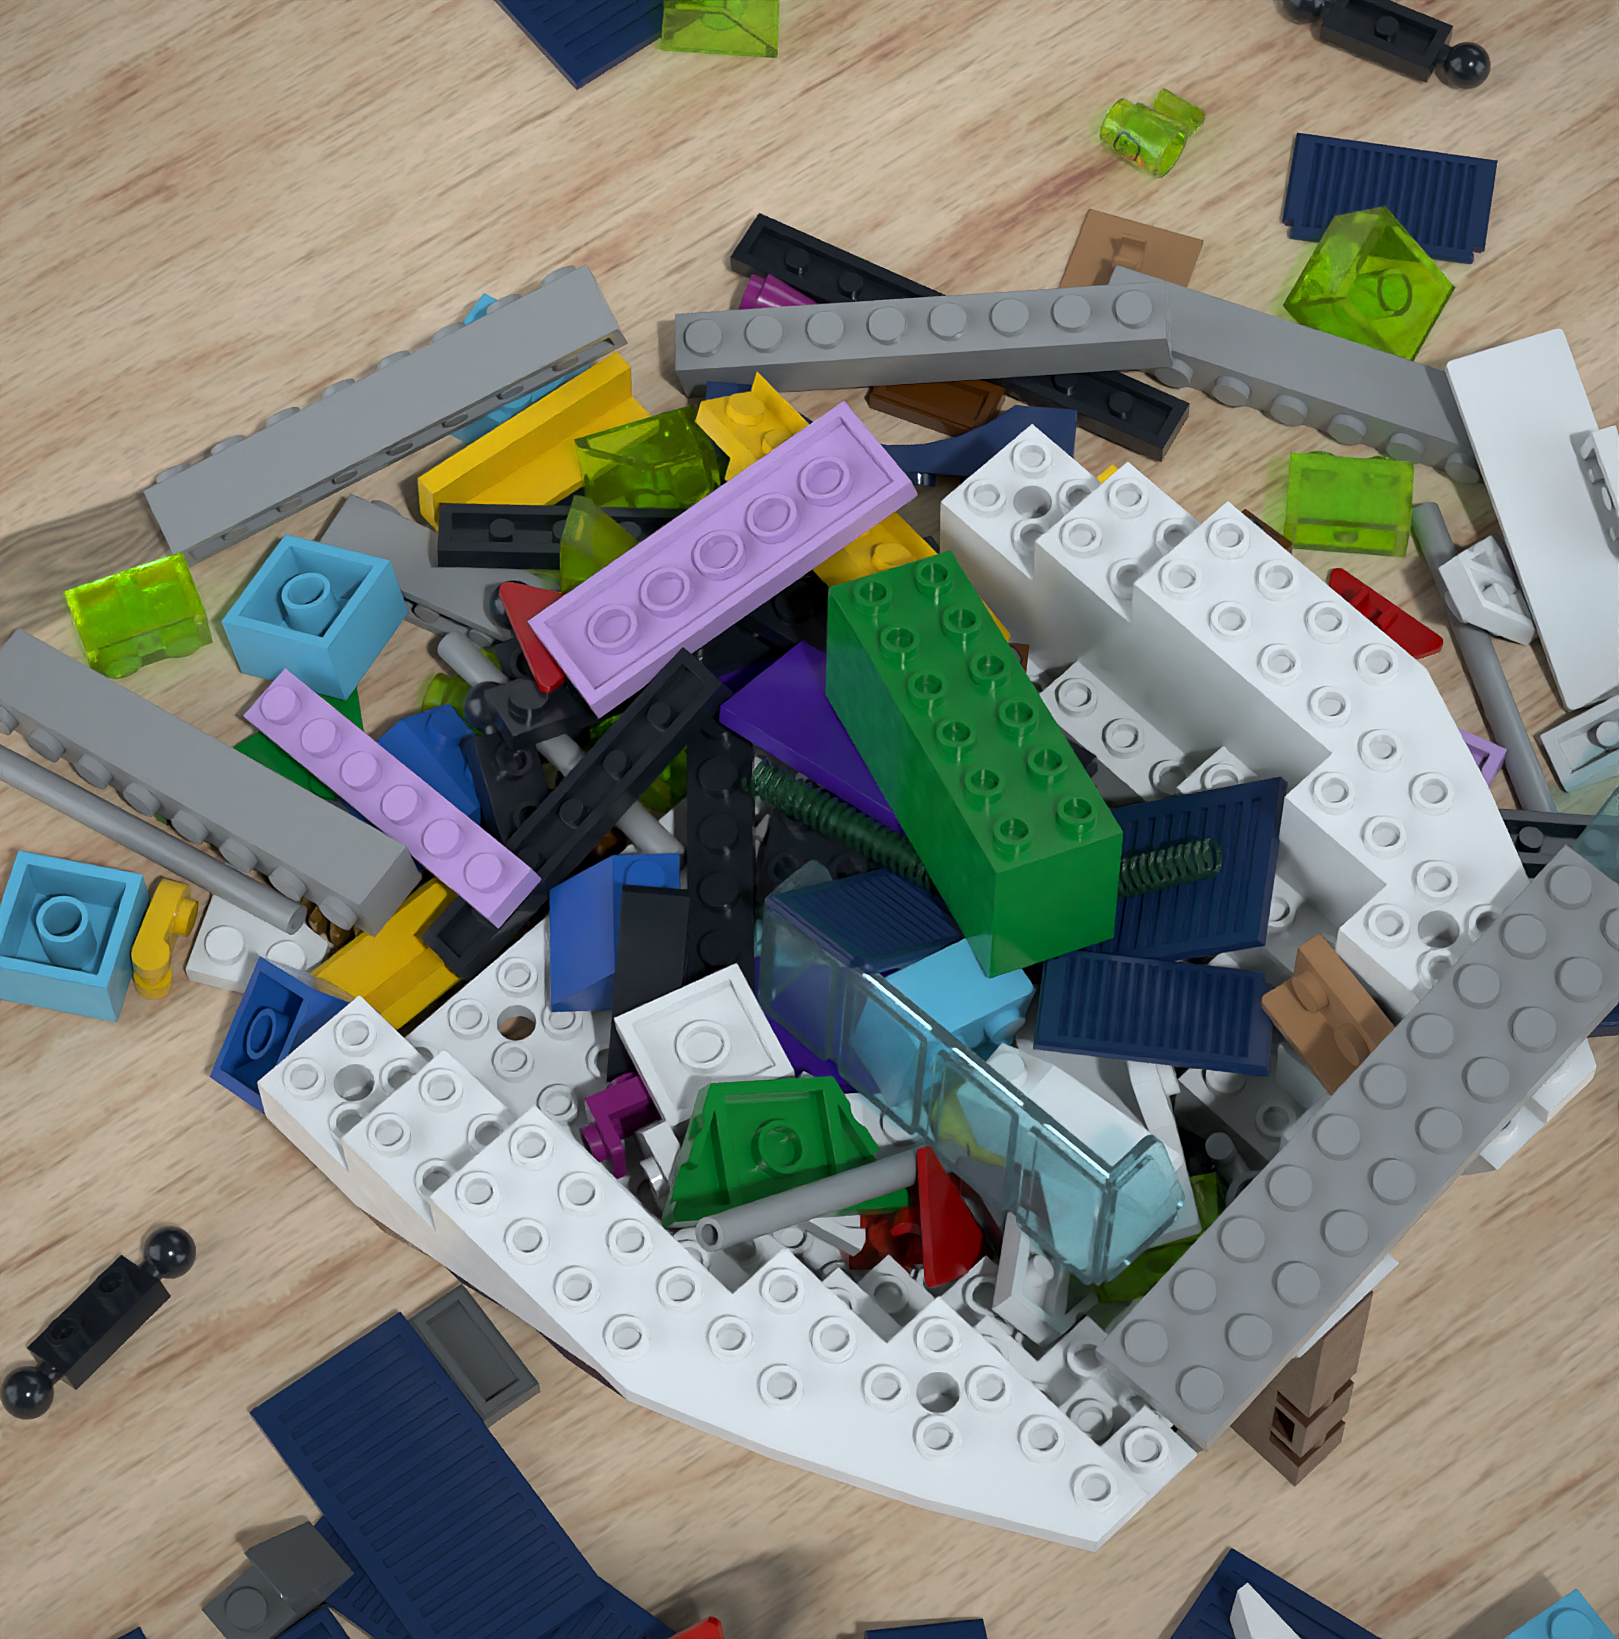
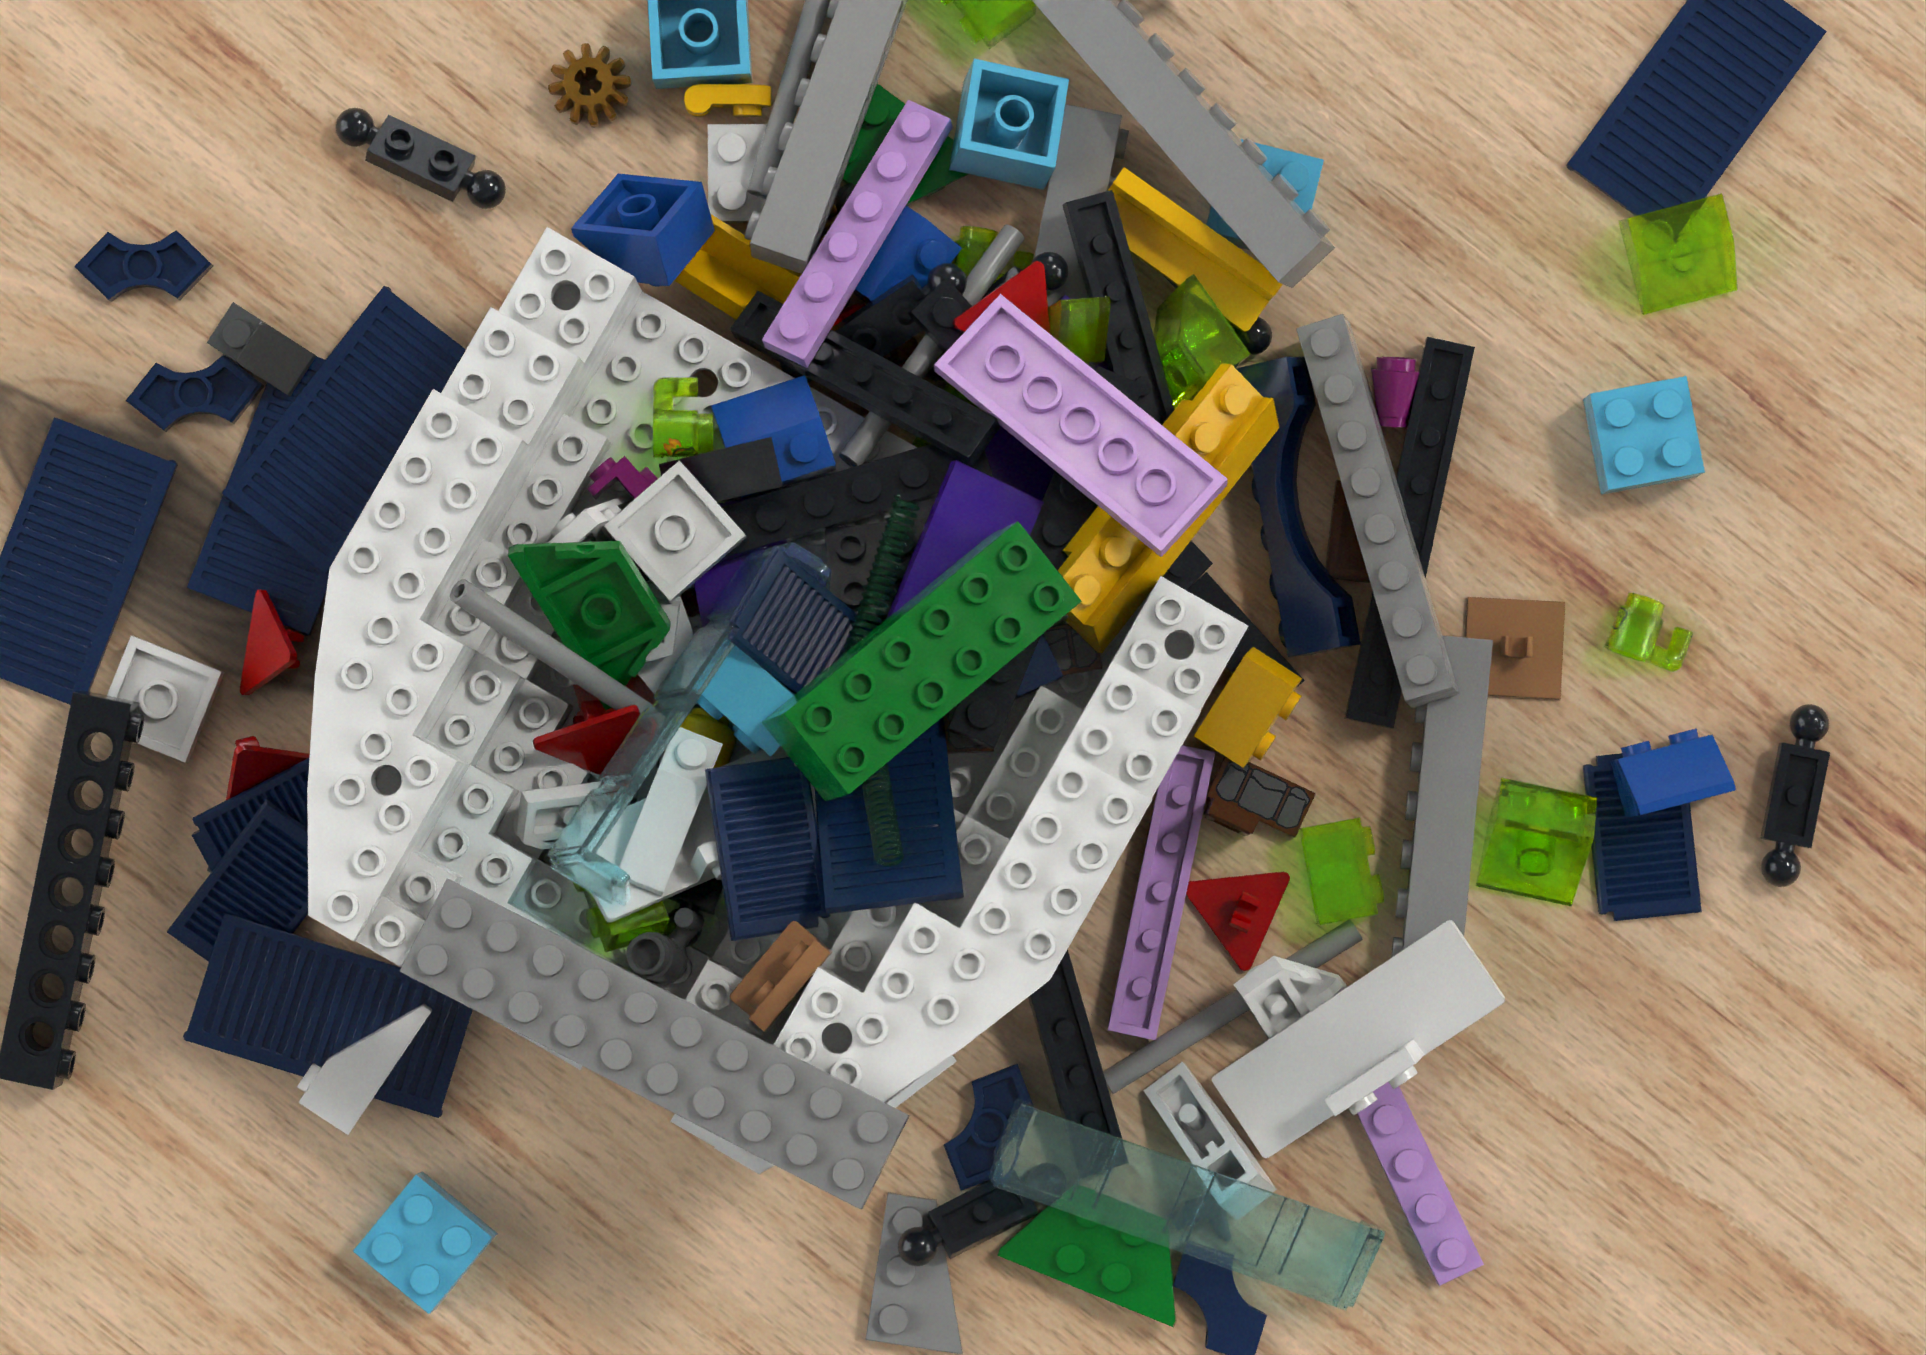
camera: 75 degrees right, 25 degrees up
(83, 1090) = (572, 91): none -> pearl gold gear
(570, 1047) = (679, 431): none -> clear neon green piece
(920, 73) = (1643, 435): none -> medium azure brick
(1330, 129) = (1671, 774): none -> blue slope

